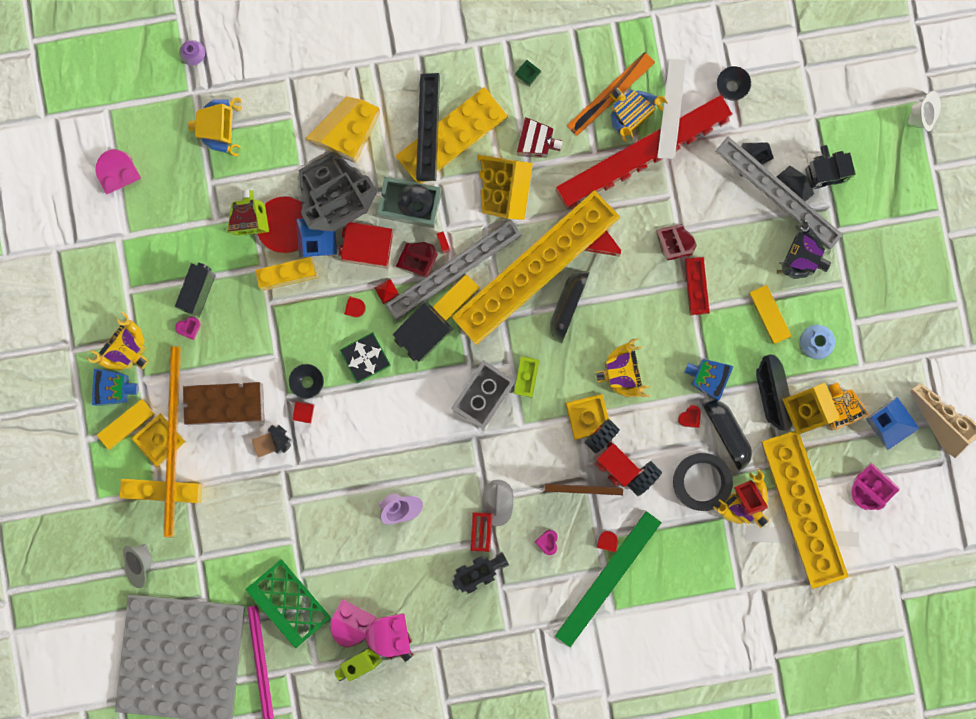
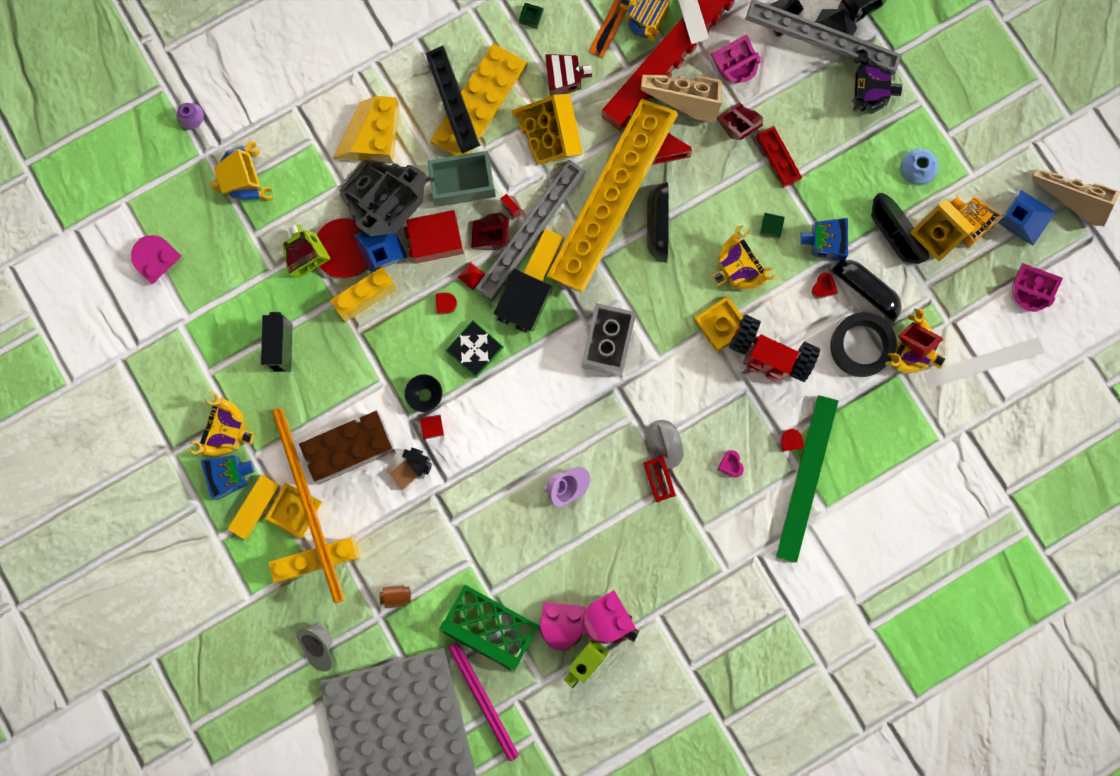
camera: 15 degrees left, 5 degrees down
(189, 327) = (283, 386): dark pink tile -> none
(218, 547) = (395, 596): none -> dark orange brick
(412, 194) = (458, 172): black piece -> none
(475, 575) = (669, 524): black brick -> none
(526, 376) = (645, 307): lime plate -> none
(583, 489) = (747, 395): reddish brown tile -> none
(641, 204) = (695, 97): none -> tan wedge
(666, 345) = (772, 225): none -> dark green tile
(694, 185) = (737, 60): none -> dark pink slope
(770, 314) = (862, 157): yellow tile -> none
(804, 509) = (976, 334): yellow plate -> none

